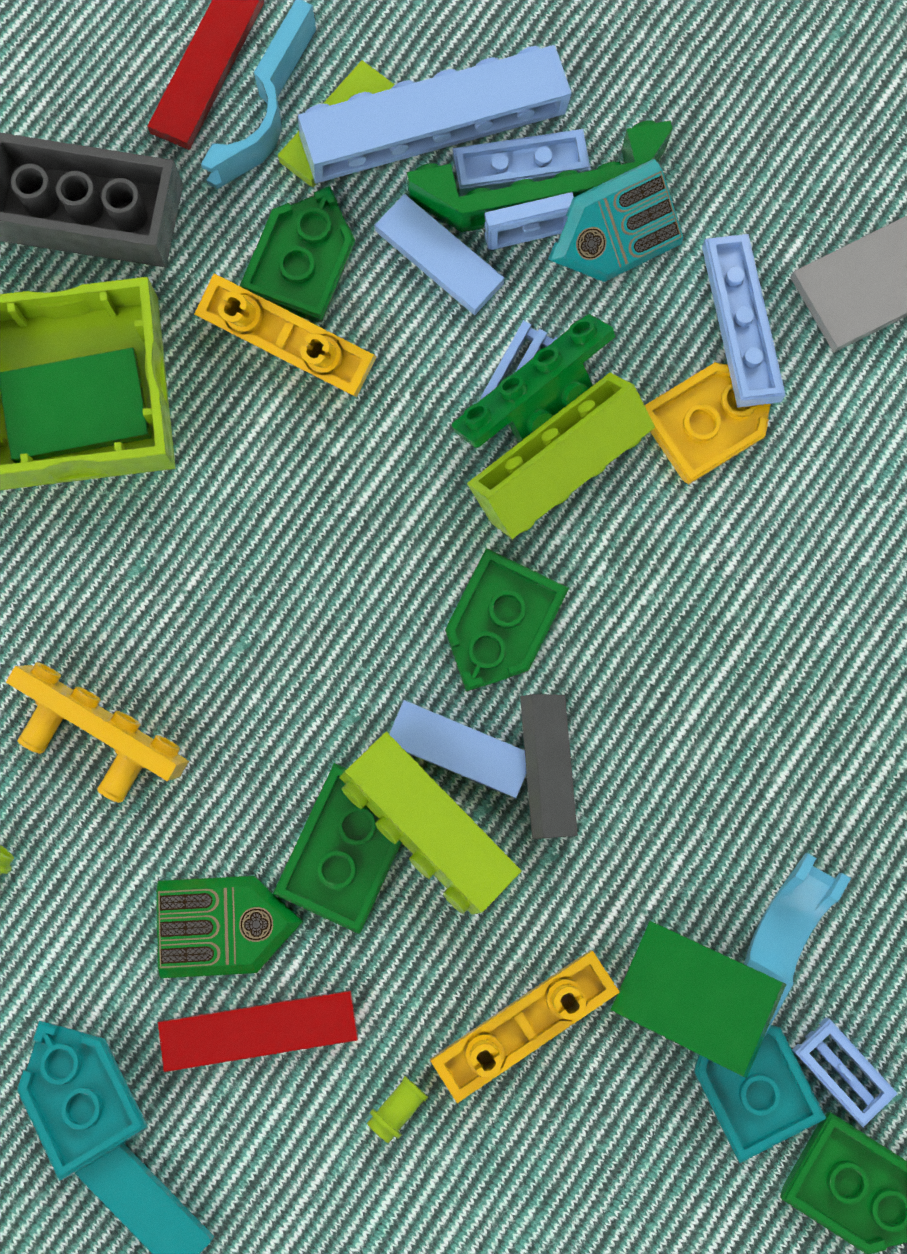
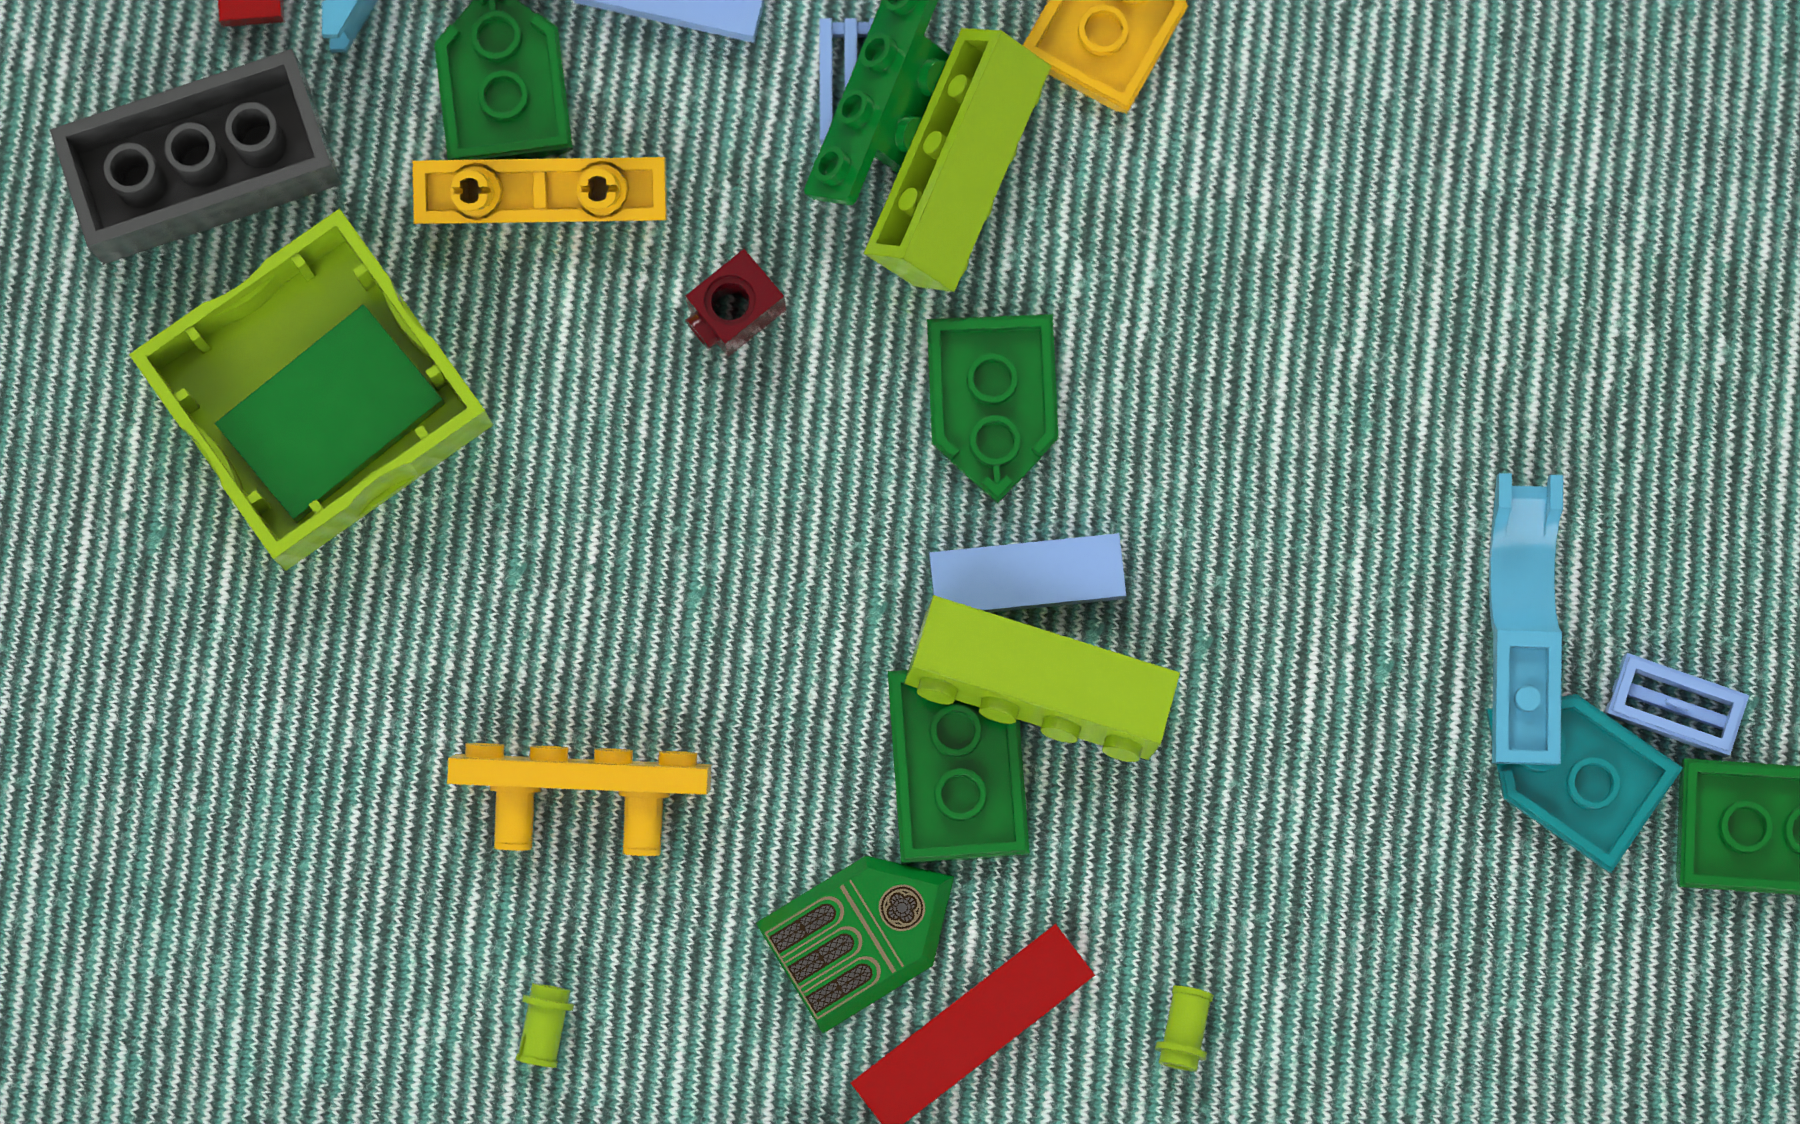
camera: 25 degrees left, 0 degrees up
(375, 454) = (739, 277): none -> dark red brick
(524, 1026) = (1280, 852): yellow plate -> none
(548, 766) = (1143, 537): dark grey tile -> none
(698, 998) = (1461, 707): green tile -> none

